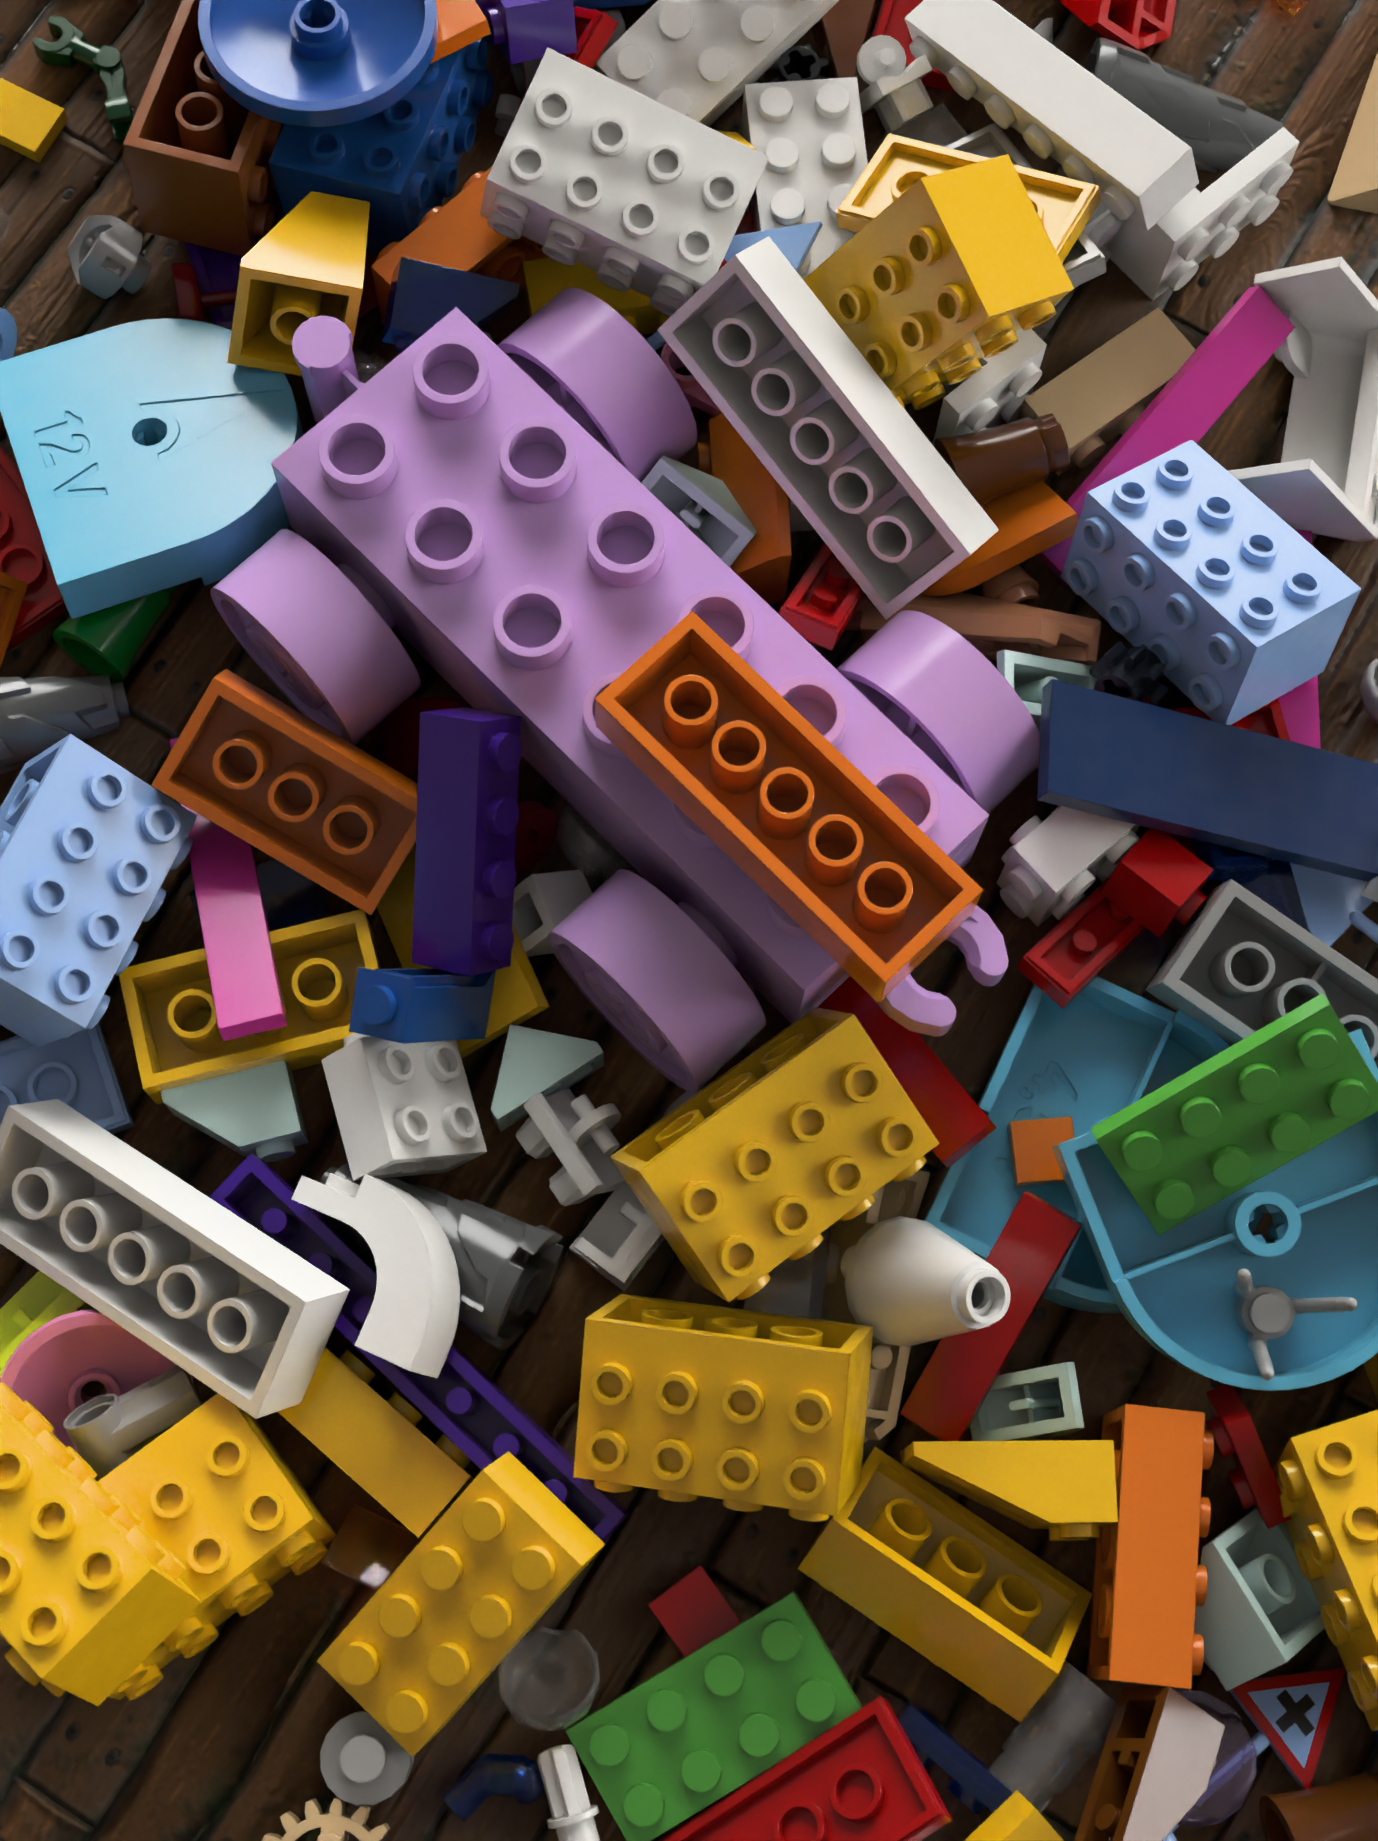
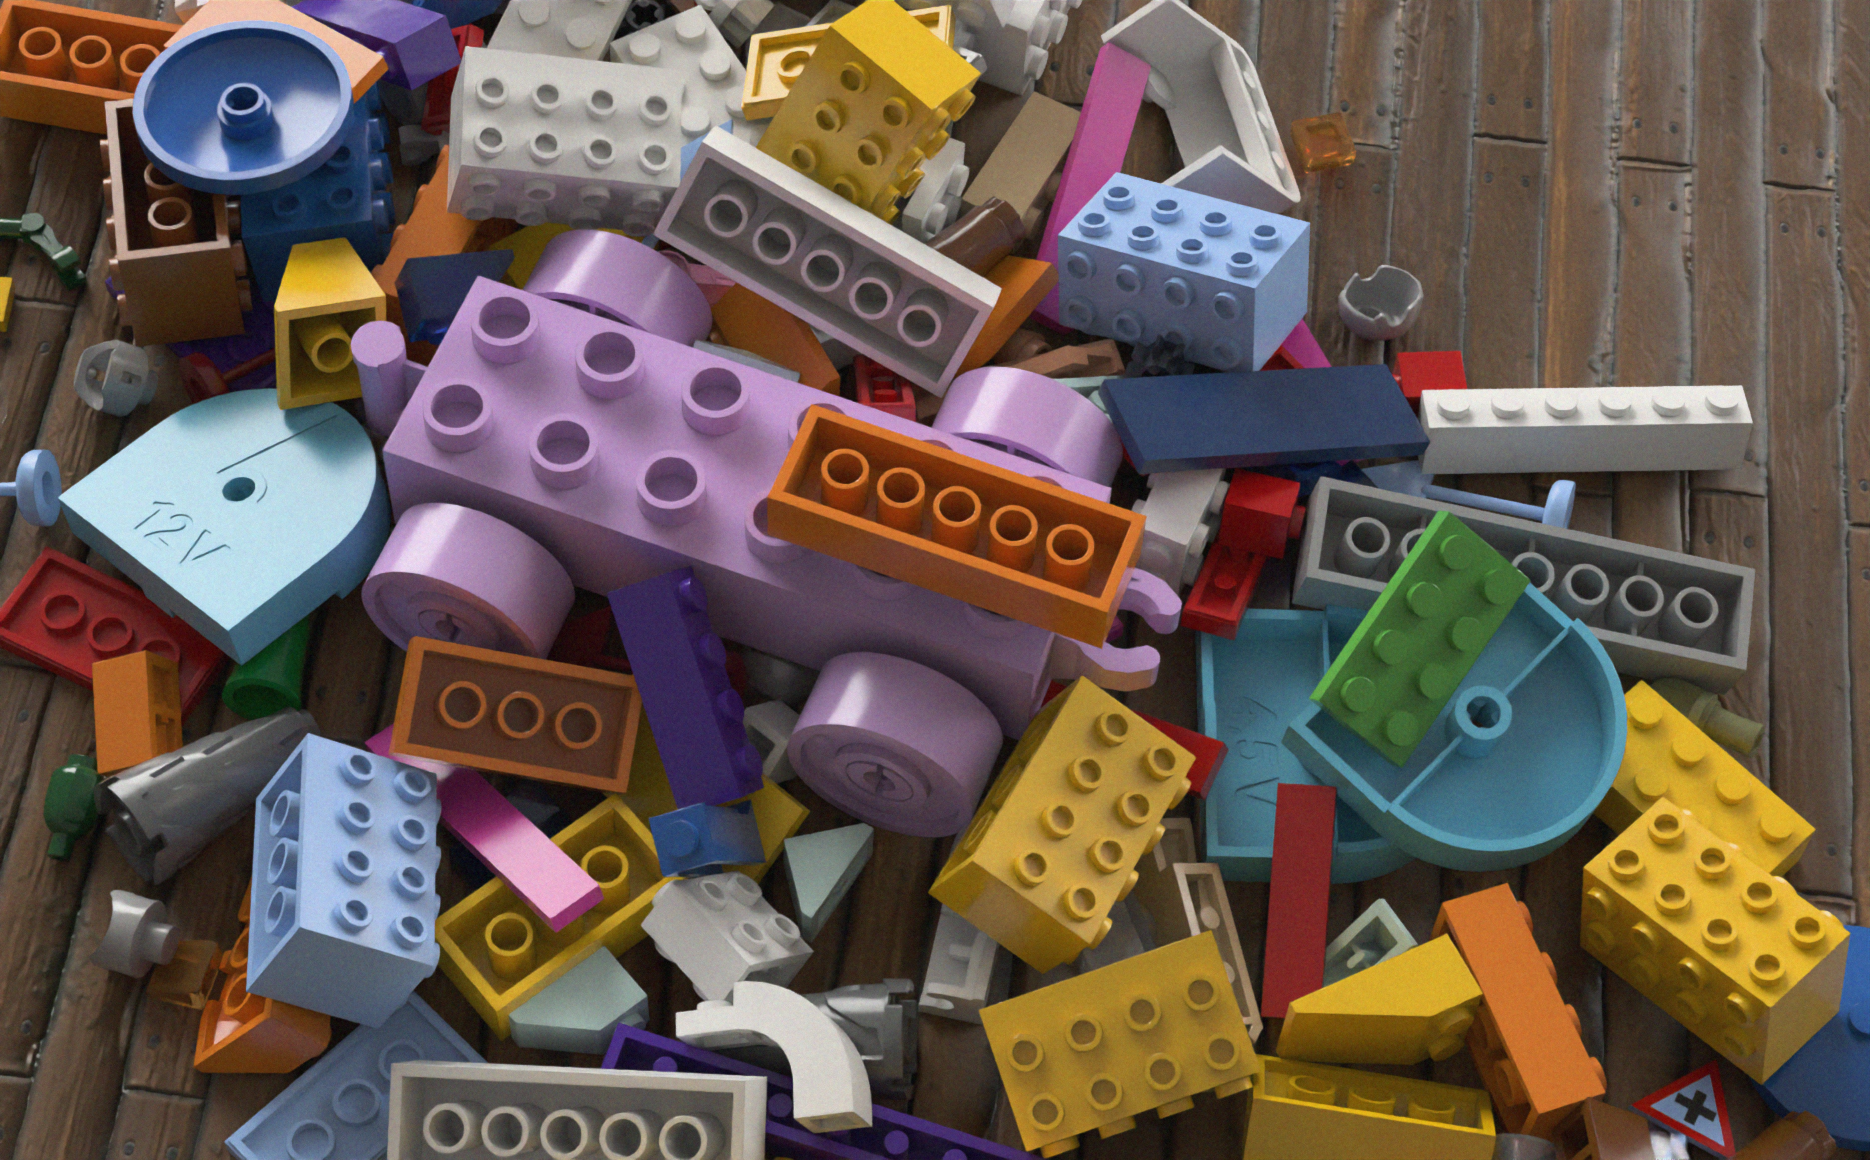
camera: 25 degrees left, 15 degrees down
(578, 1138) = (861, 906): white hips -> none
(920, 1284) = (1235, 884): white cone -> none
(1032, 1149) = (1269, 763): orange tile -> none
(1237, 1436) = (1570, 931): red plate -> none
(1255, 1601) = (1620, 1030): light aqua slope -> none
(1269, 1313) = (1516, 787): light grey plant -> none

